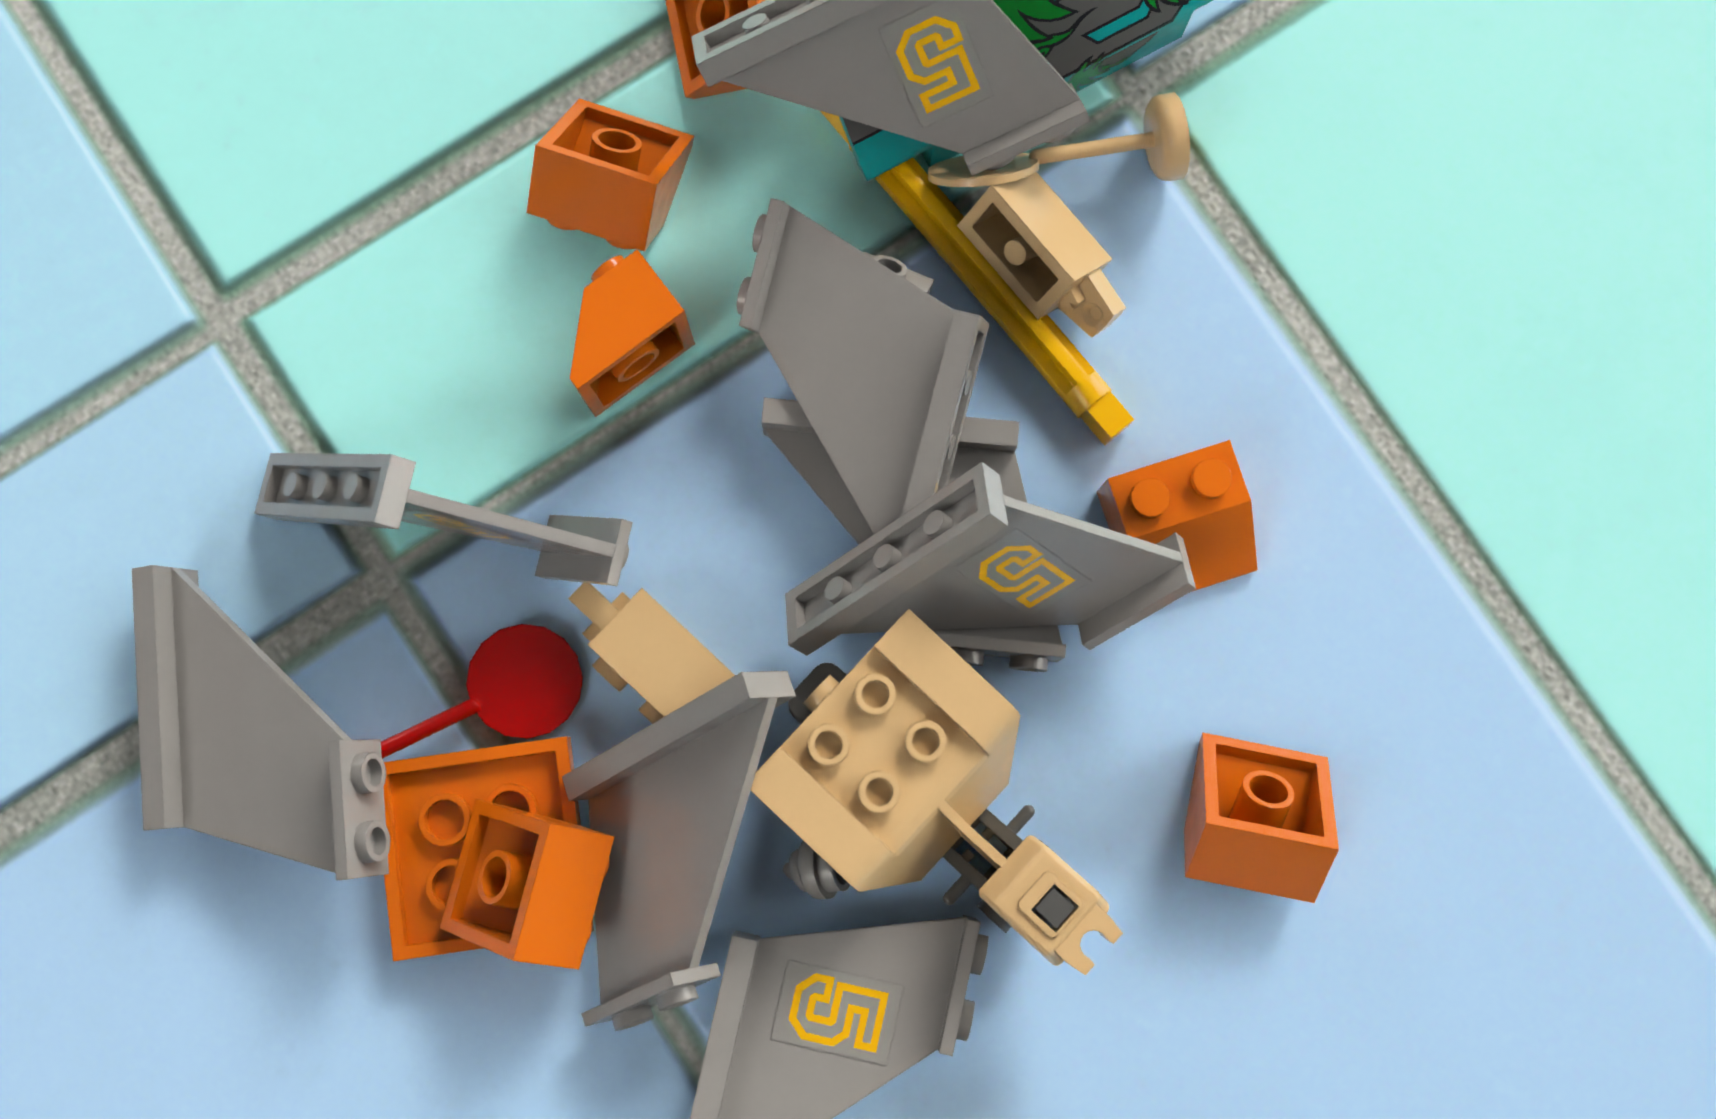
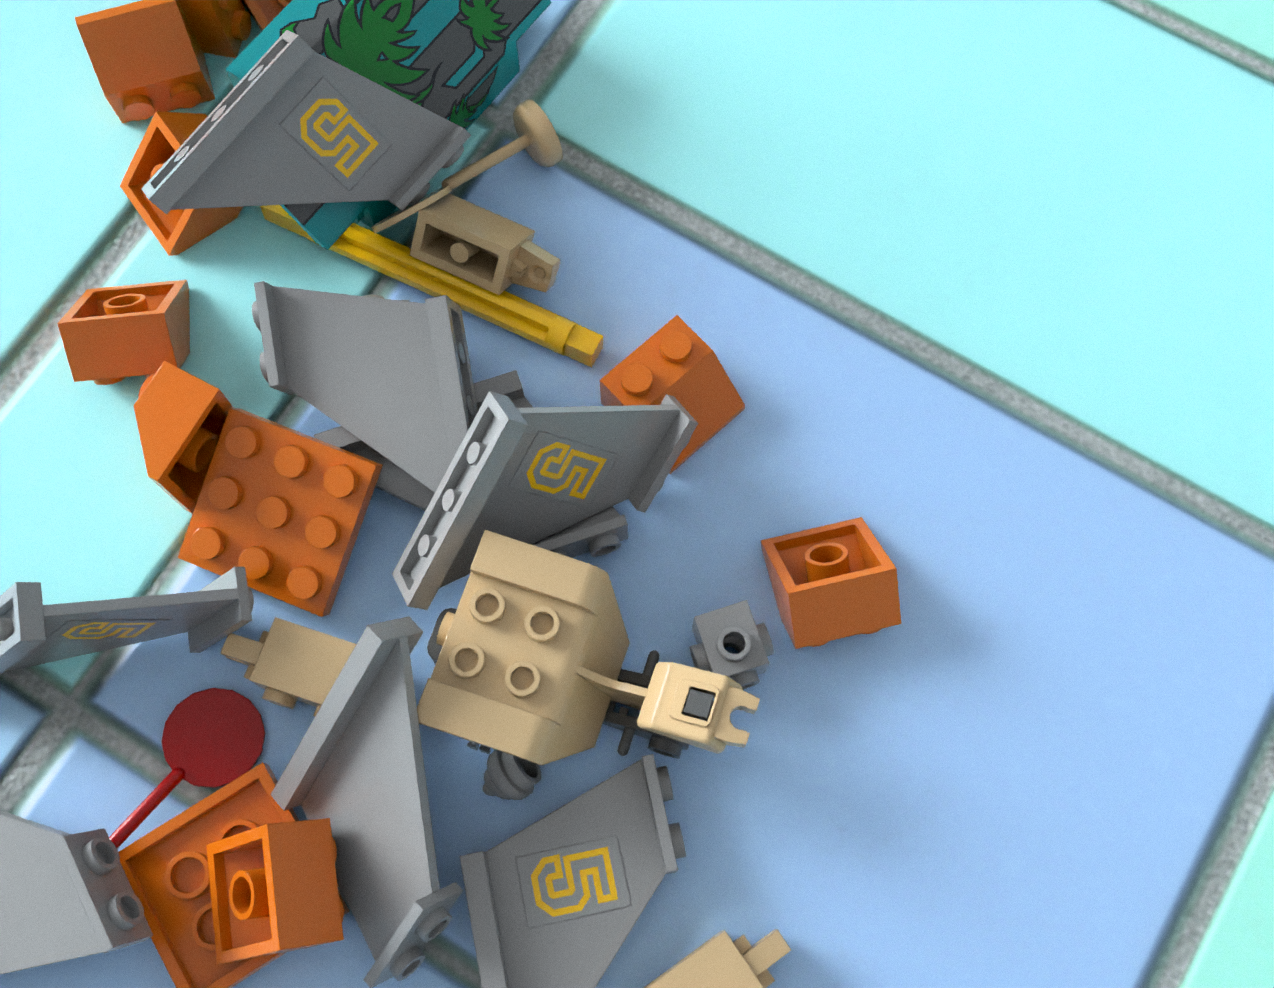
camera: 20 degrees left, 10 degrees down
(693, 465) = (280, 510): none -> orange plate
(1140, 844) = (733, 628): none -> light grey brick

